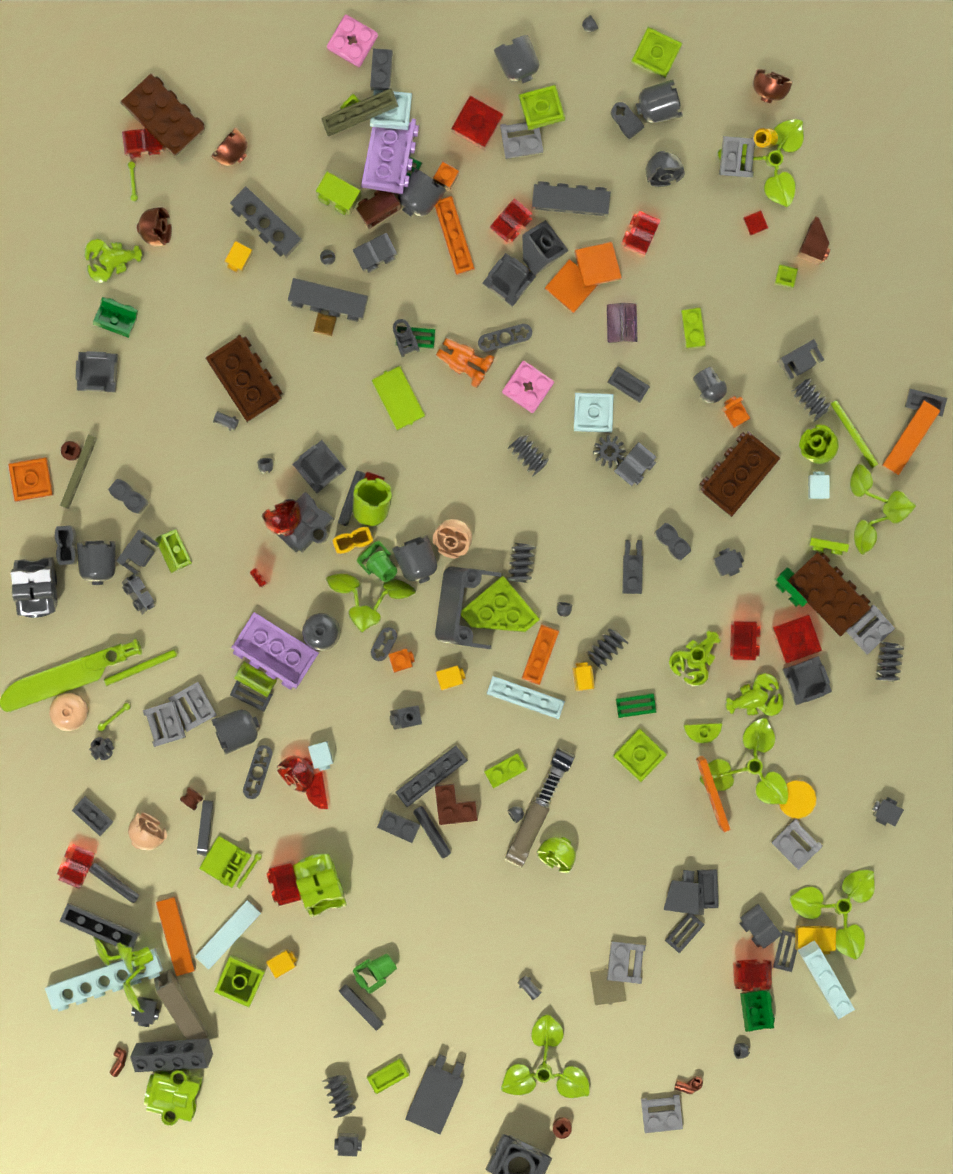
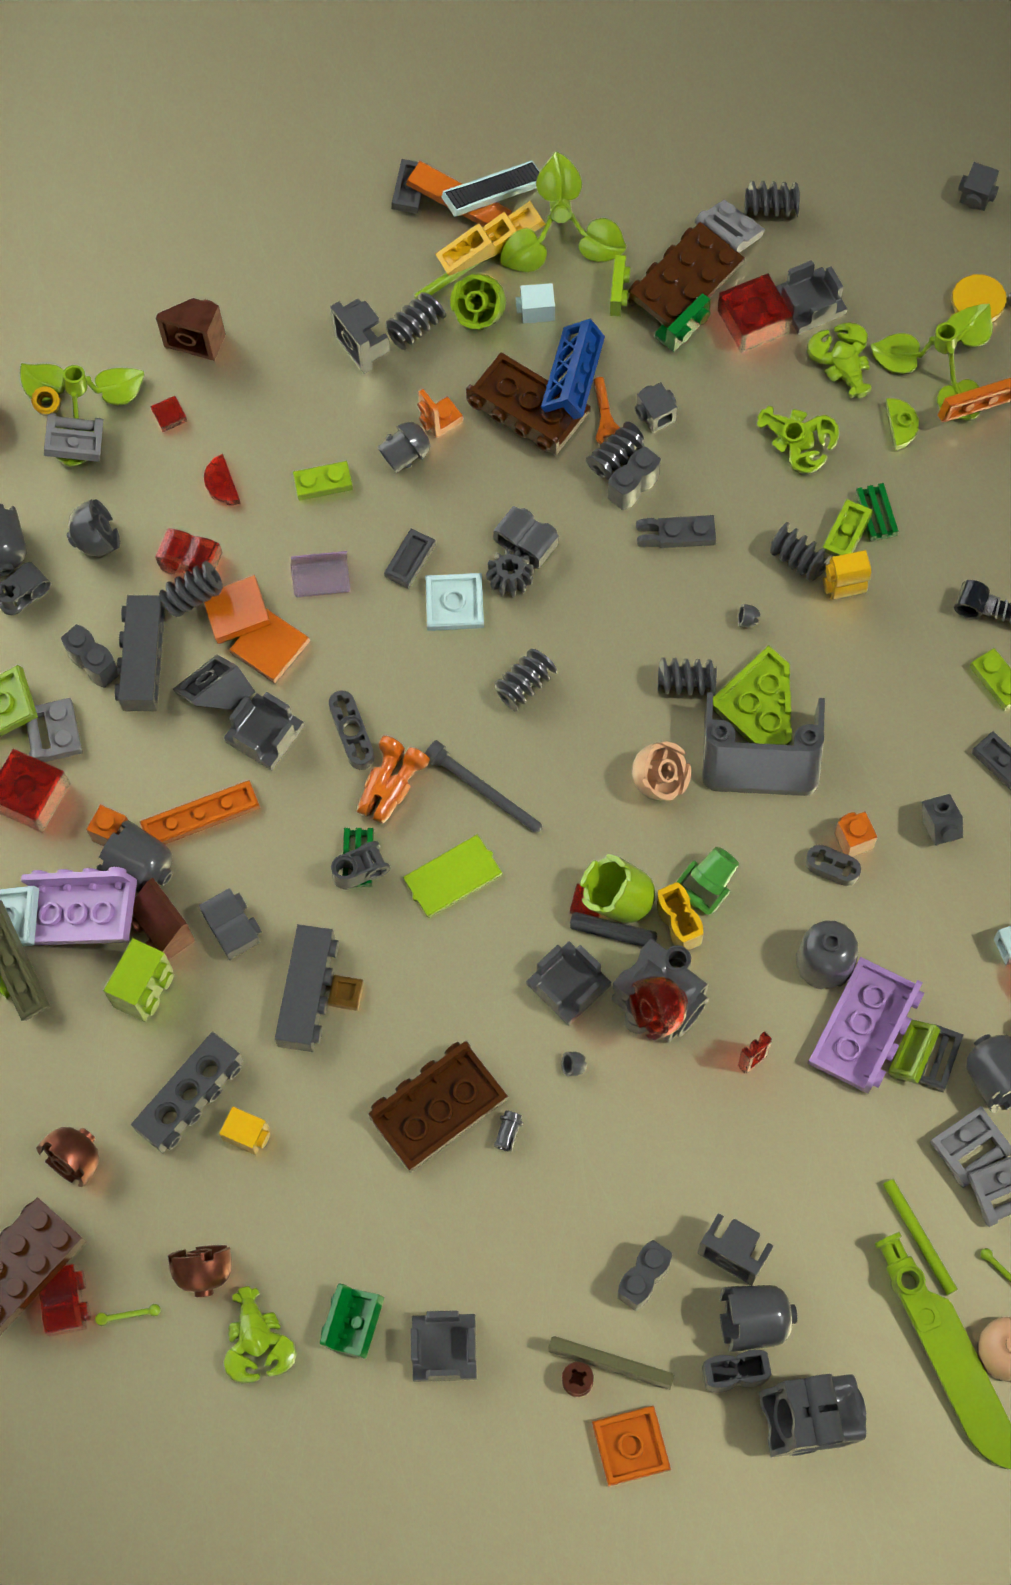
camera: 90 degrees left, 20 degrees down
(132, 587) = (792, 1259): dark grey hinge -> none
(173, 551) = (727, 1197): lime slope -> none
(328, 261) = (246, 994): dark grey hinge -> none
(364, 616) = (795, 890): lime plant -> none
(416, 559) = (697, 822): dark grey cylinder -> none
(450, 677) = (871, 763): yellow brick -> none
(480, 394) = (439, 756): none -> dark grey piece
(511, 220) = (175, 732): clear red brick -> none
(525, 697) = (886, 660): light aqua tile -> none
(540, 383) = (428, 706): bright pink brick -> none
(540, 654) = (819, 645): orange tile -> none
(574, 163) = (90, 655): none -> dark grey brick
(611, 235) = (191, 590): none -> dark grey piece
(621, 683) = (847, 528): none -> lime plate
(640, 755) = (947, 501): lime tile -> none
(693, 532) = (616, 450): none -> dark grey piece
(698, 256) = (219, 482): none -> clear red plate
(719, 528) = (607, 424): none -> orange piece
(743, 640) = (766, 372): clear red brick -> none
(760, 511) = (580, 367): none -> blue fence
(786, 276) = (242, 369): lime tile -> none
(872, 457) = (487, 241): none -> yellow slope
(915, 462) = (491, 188): none -> tile

